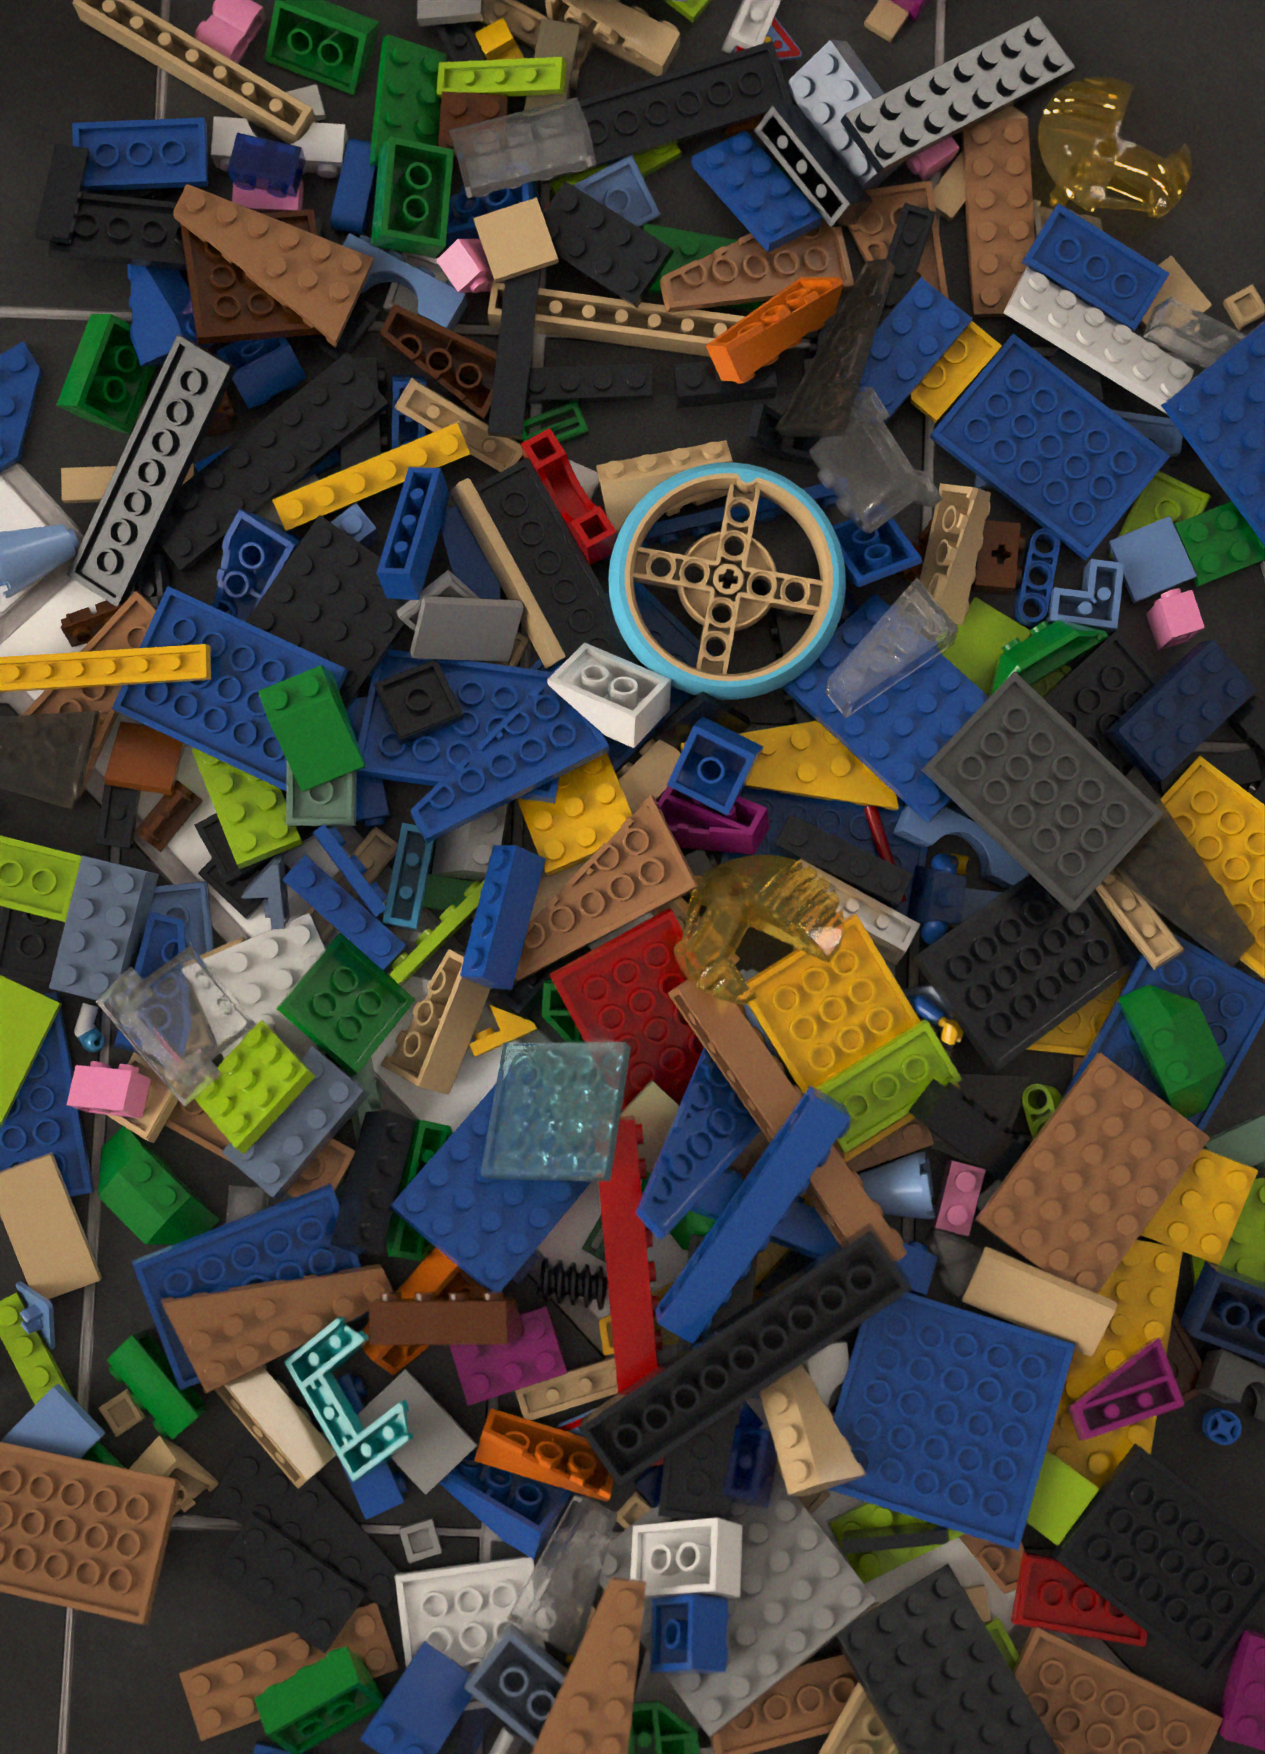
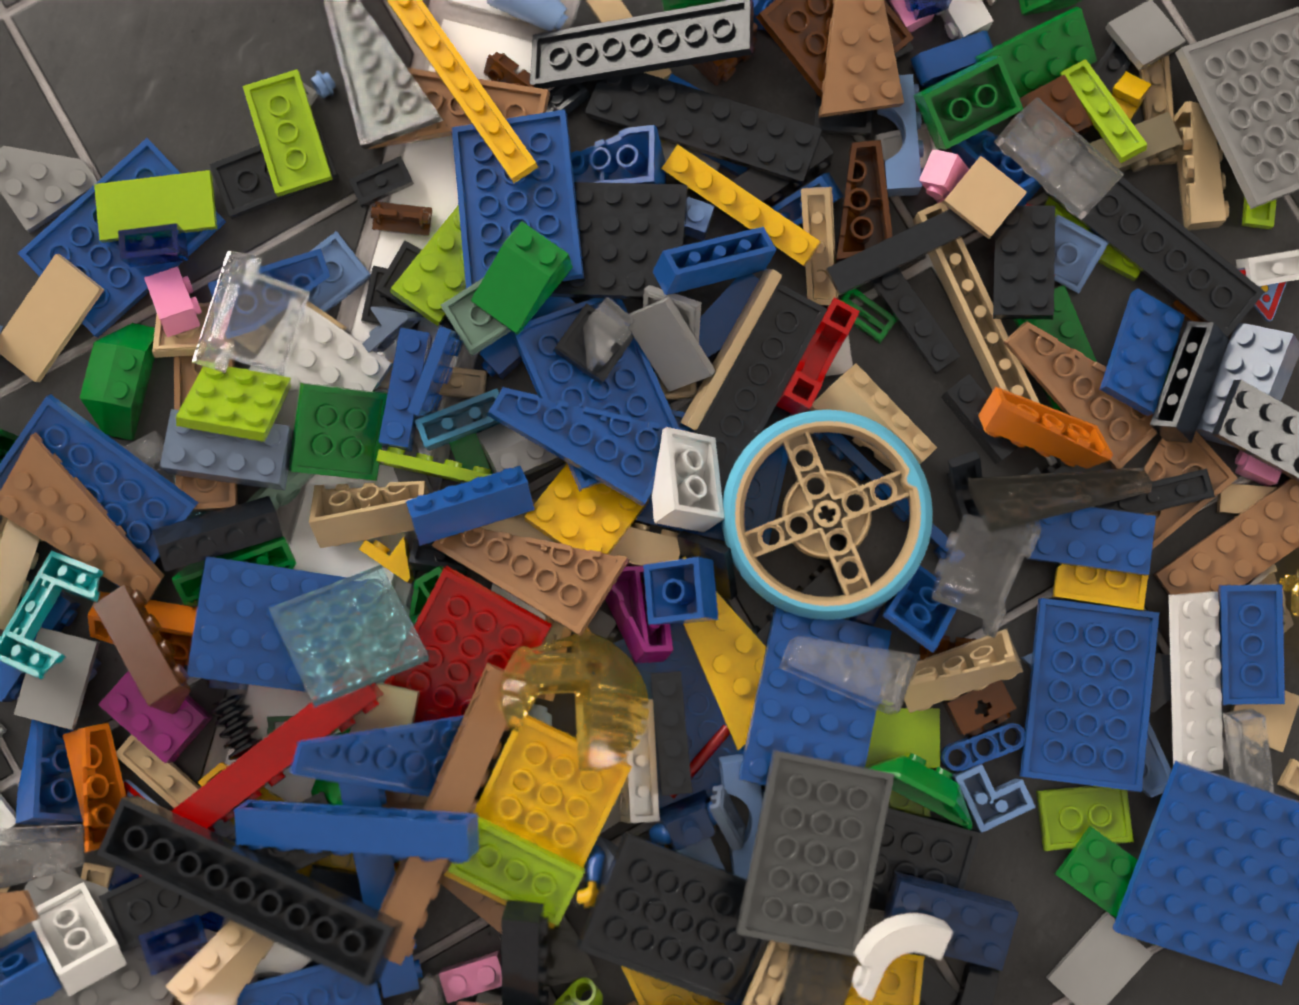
camera: 60 degrees right, 0 degrees up
(40, 1074) = (153, 245): none -> clear blue brick
(86, 1031) = (210, 258): arm -> none
(102, 927) = (289, 221): sand blue brick -> none
(144, 759) = (429, 174): dark orange tile -> none
(262, 368) = (771, 76): blue slope -> none
(414, 682) = (603, 330): none -> clear slope
(902, 1186) = (454, 928): light blue cone -> none
(957, 857) = (727, 817): none -> sand blue tile
(1152, 559) = (1053, 826): medium blue tile -> none
(1168, 766) = (892, 939): none -> white arch
(1174, 618) = (1018, 872): bright pink brick -> none

